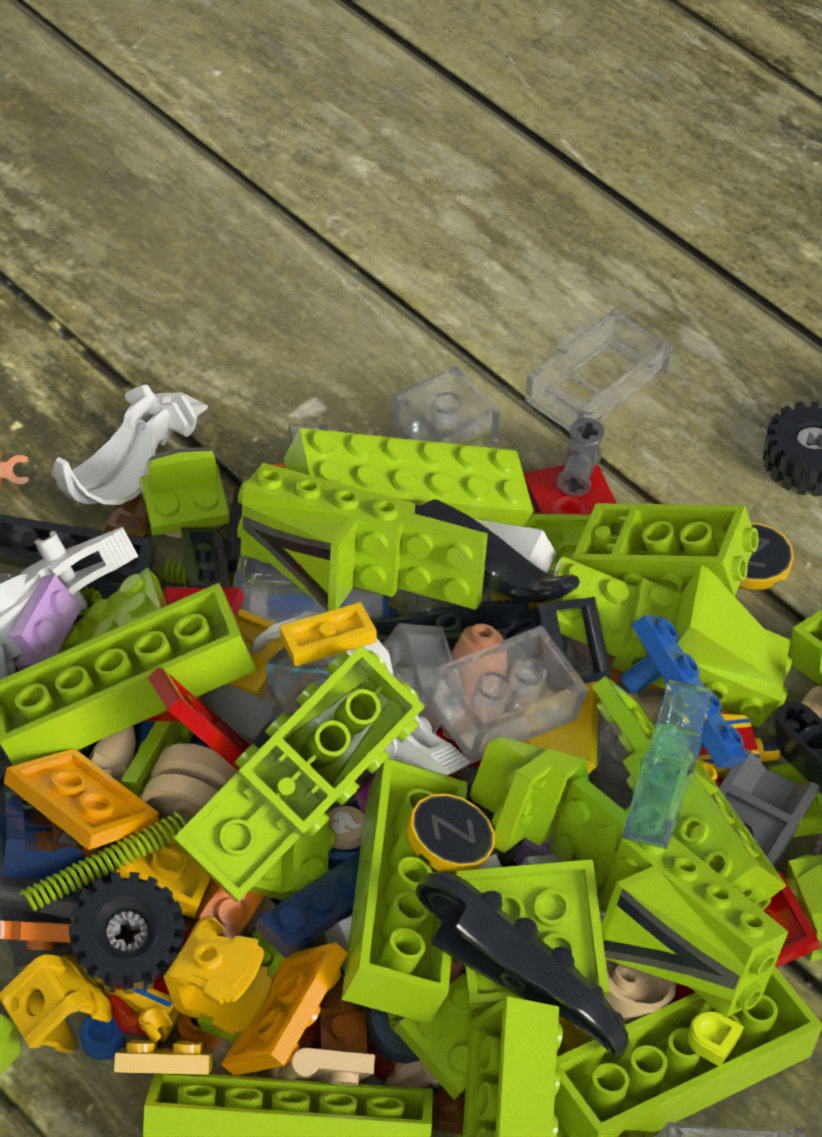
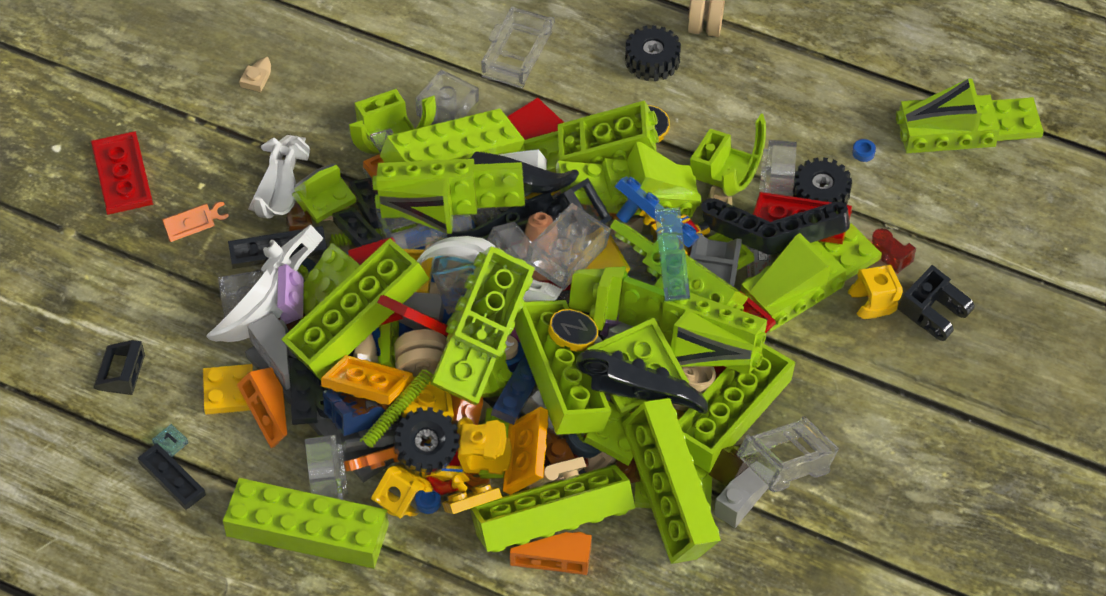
camera: 20 degrees left, 5 degrees up
(180, 294) = (256, 75): none -> tan plate
(327, 634) = (465, 246): yellow plate -> none
(337, 400) = (384, 113): none -> lime piece
(581, 457) = (532, 99): flat silver connector -> none
(713, 1036) = (745, 386): neon yellow tile -> none

